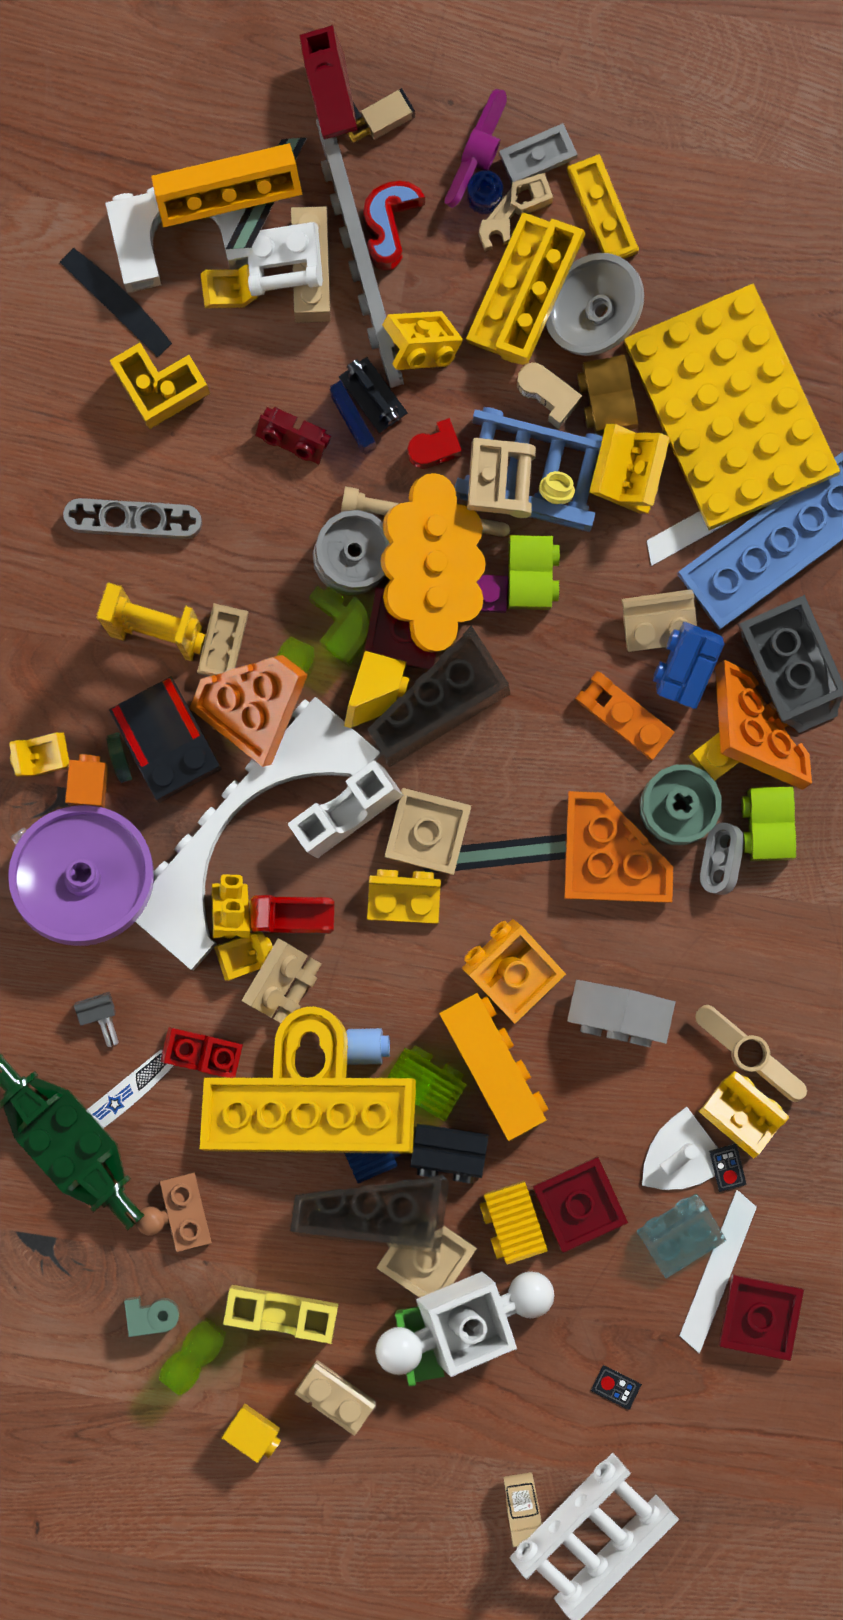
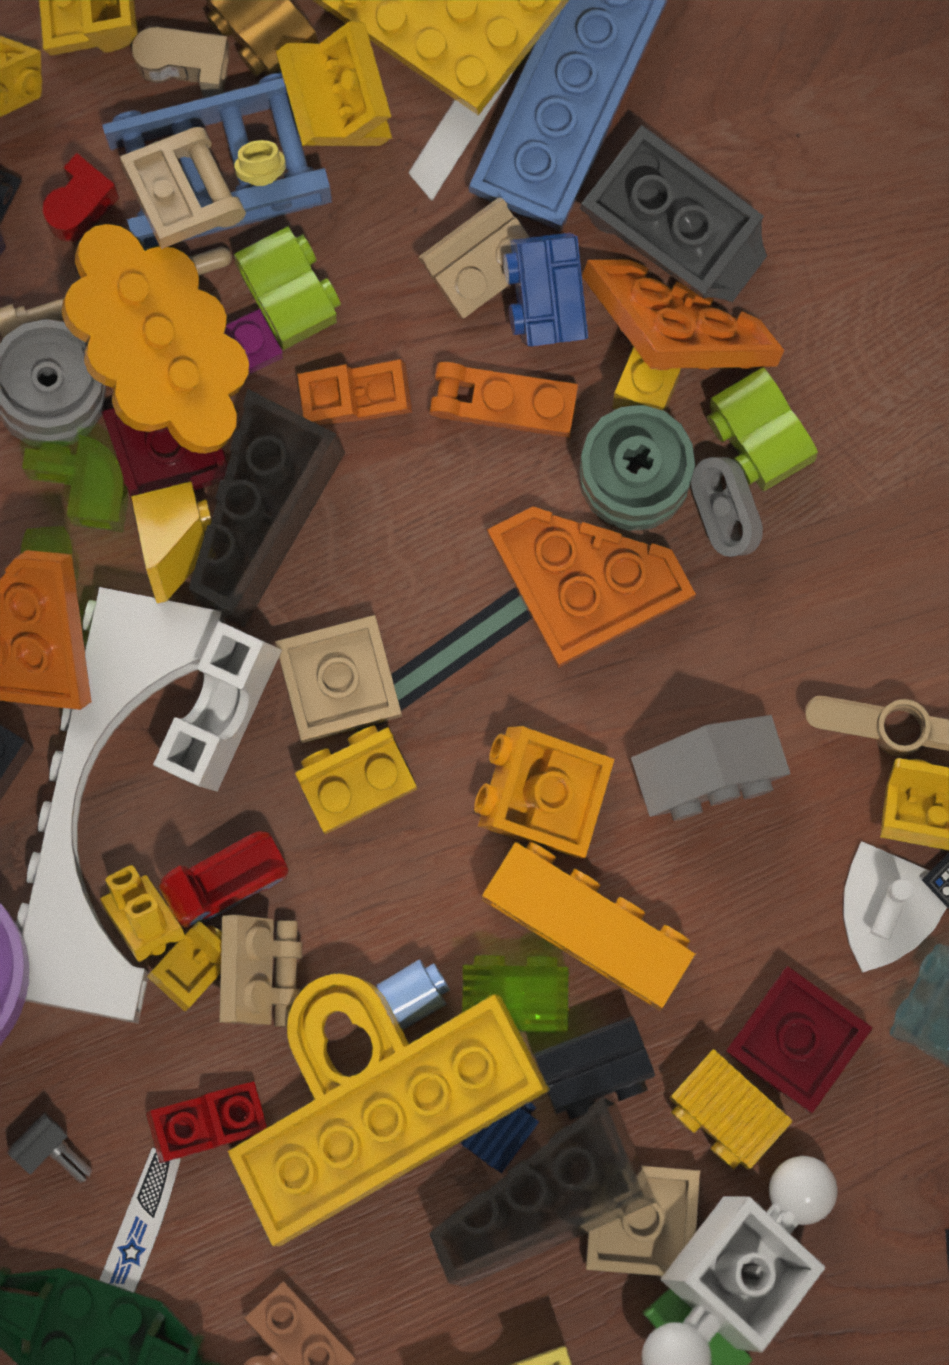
camera: 25 degrees left, 5 degrees down
(536, 660) = (356, 393): none -> orange slope

